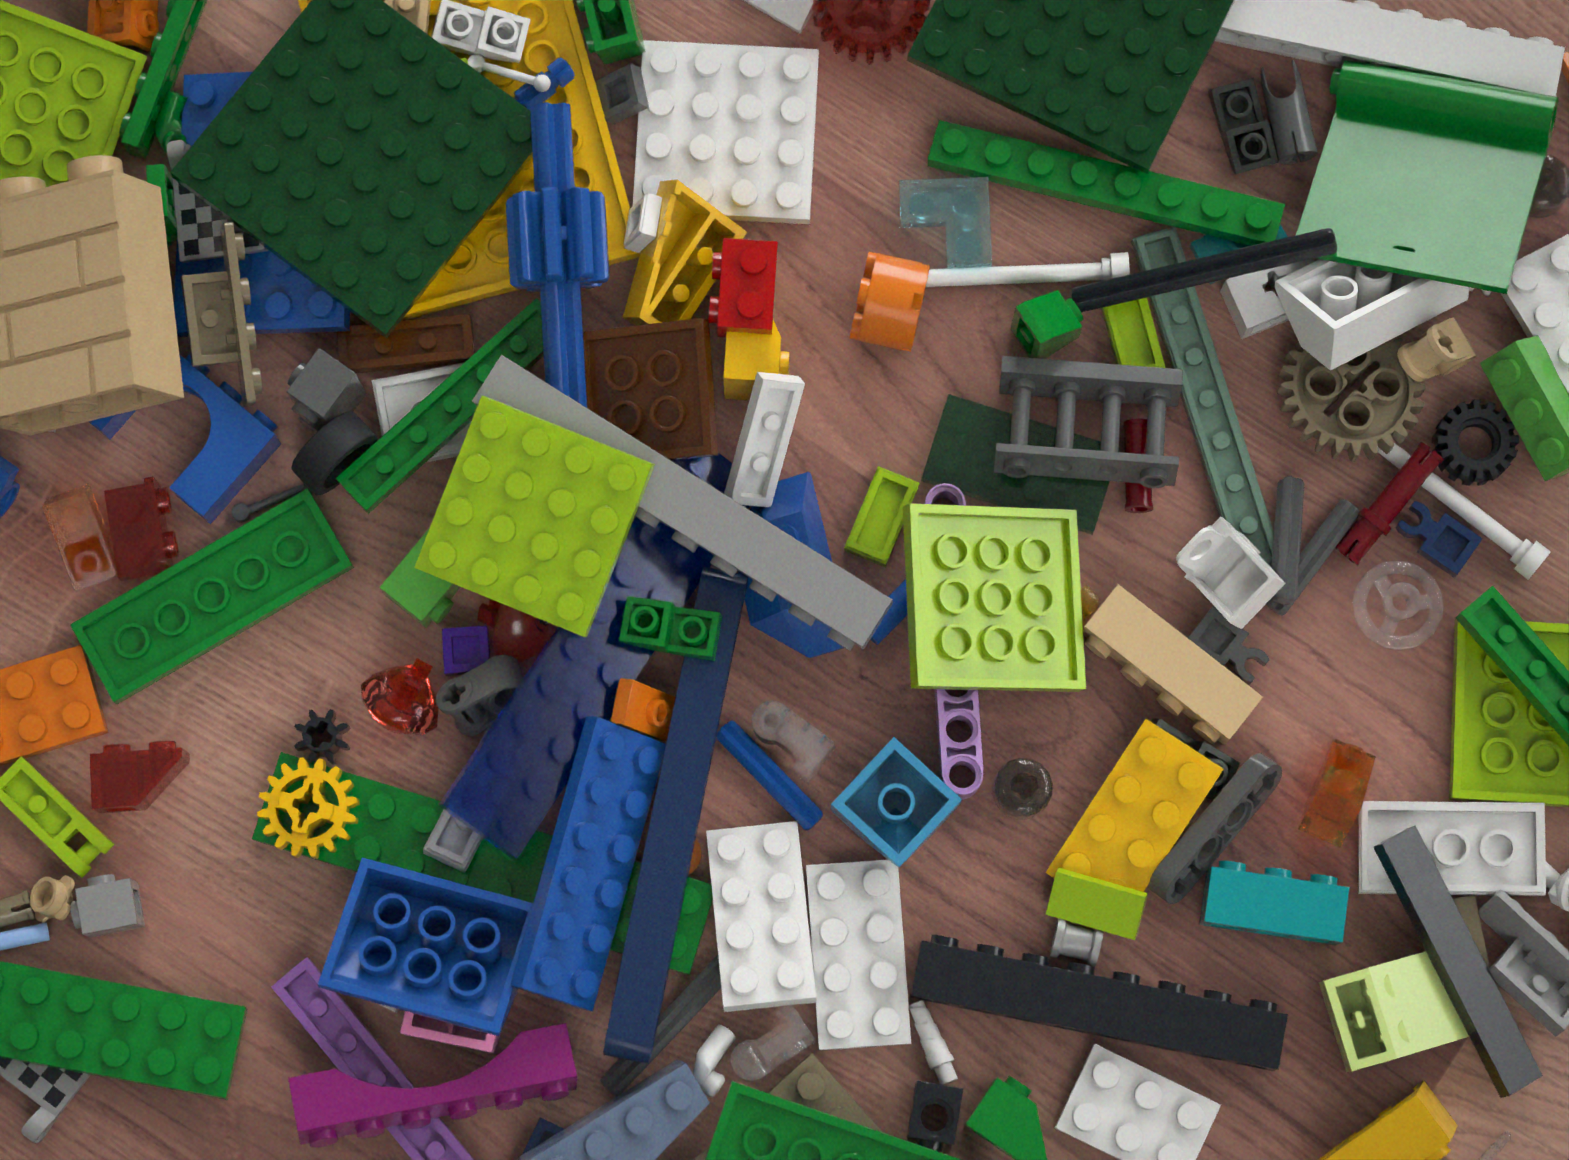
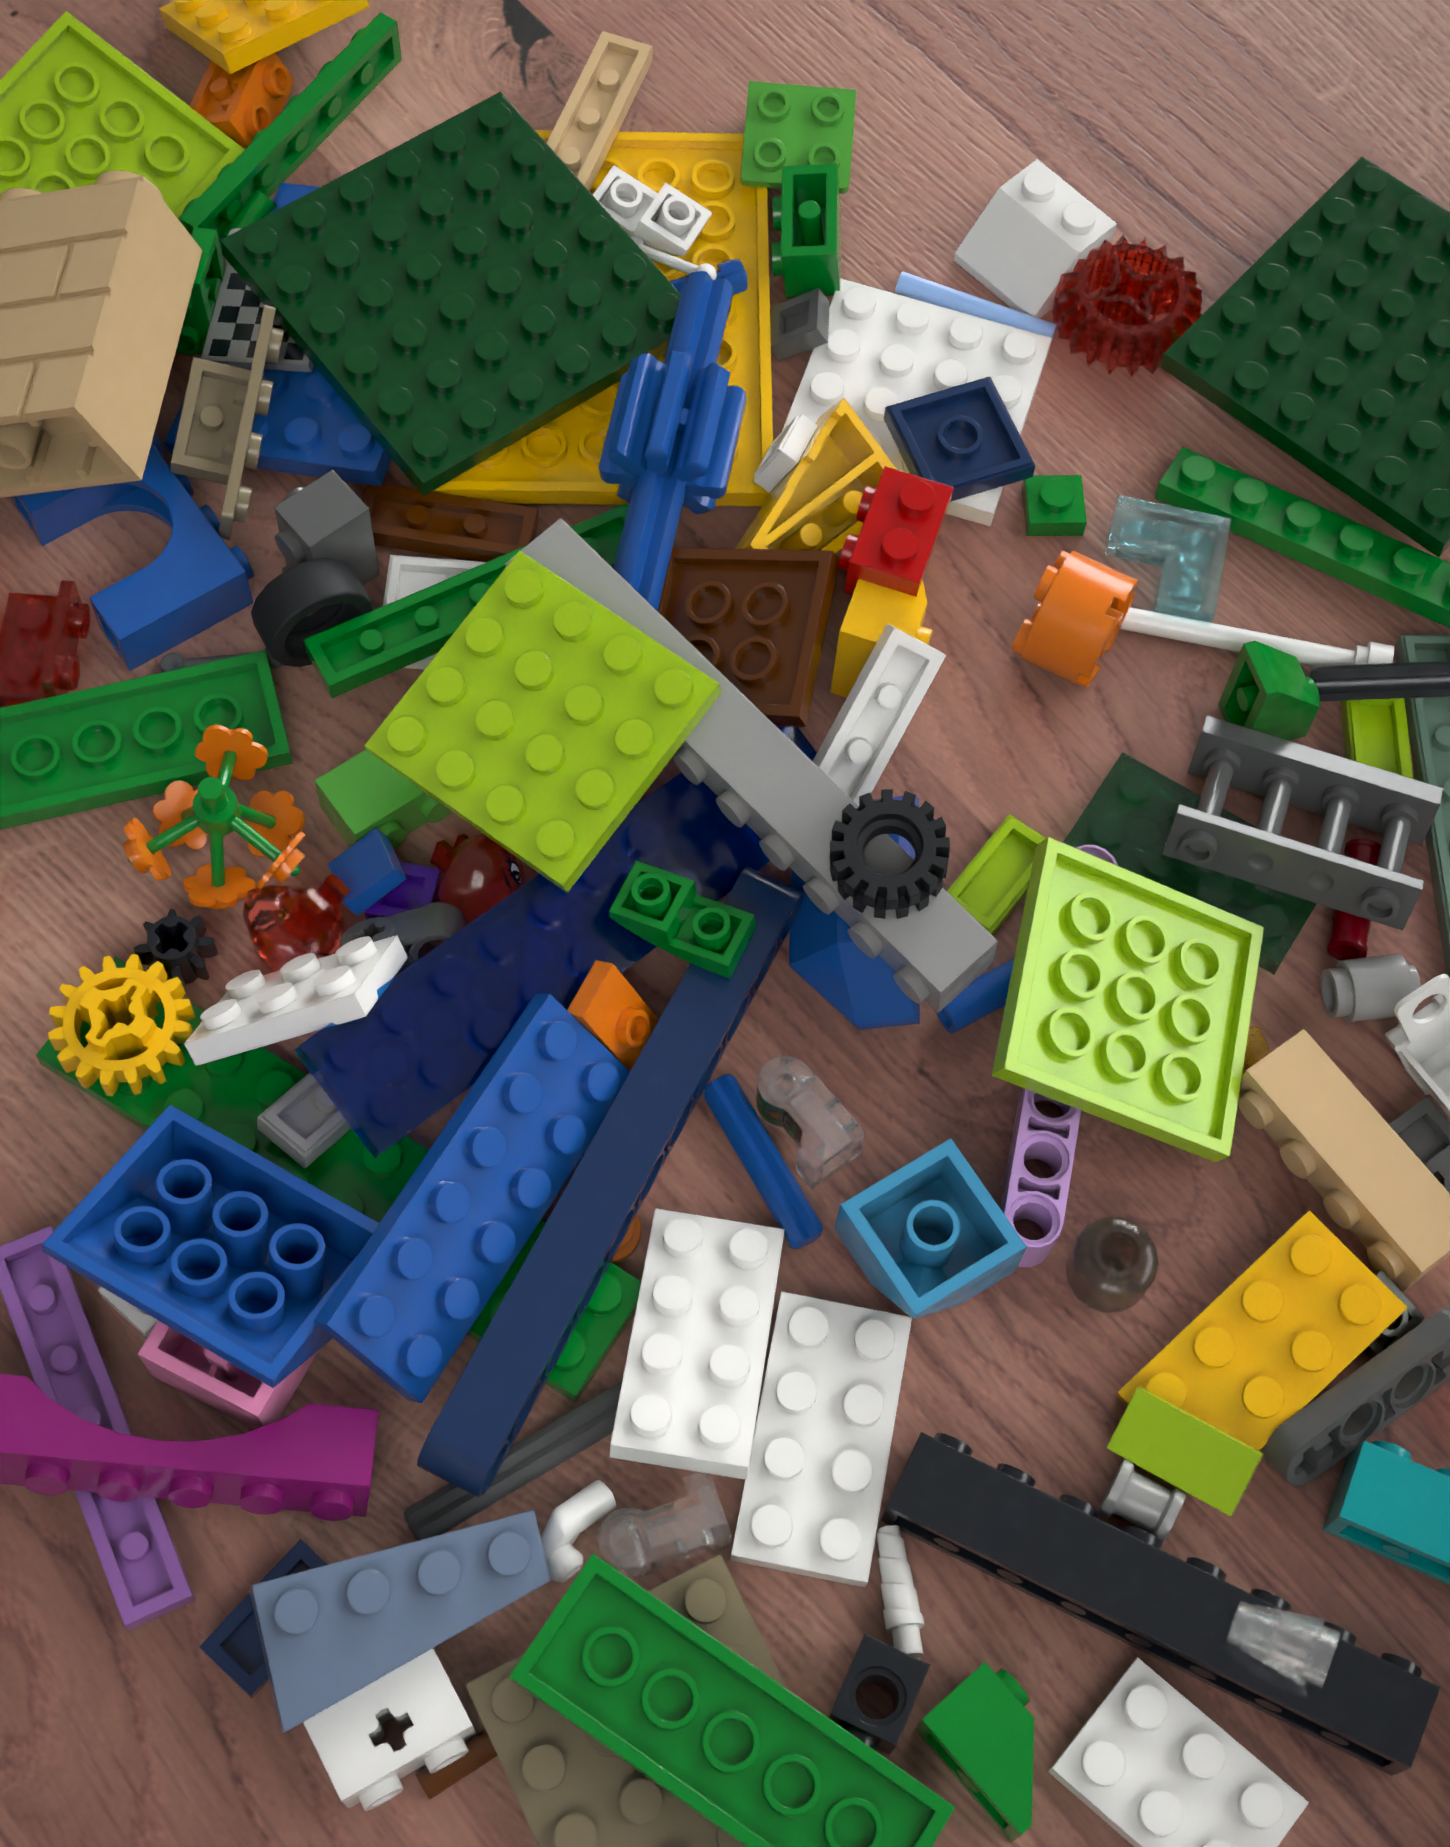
camera: 10 degrees right, 15 degrees down
(300, 636) = (215, 812): none -> orange plant
(424, 760) = (296, 998): none -> white plate
(437, 643) = (368, 870): none -> blue tile
(753, 34) = (950, 298): none -> light blue bar
(769, 170) = (960, 439): none -> dark blue tile
(797, 532) = (889, 817): none -> black tyre
(853, 195) = (1054, 505): none -> green plate
(1160, 533) = (1367, 987): none -> light grey brick
(1183, 1015) = (1285, 1641): none -> clear cone

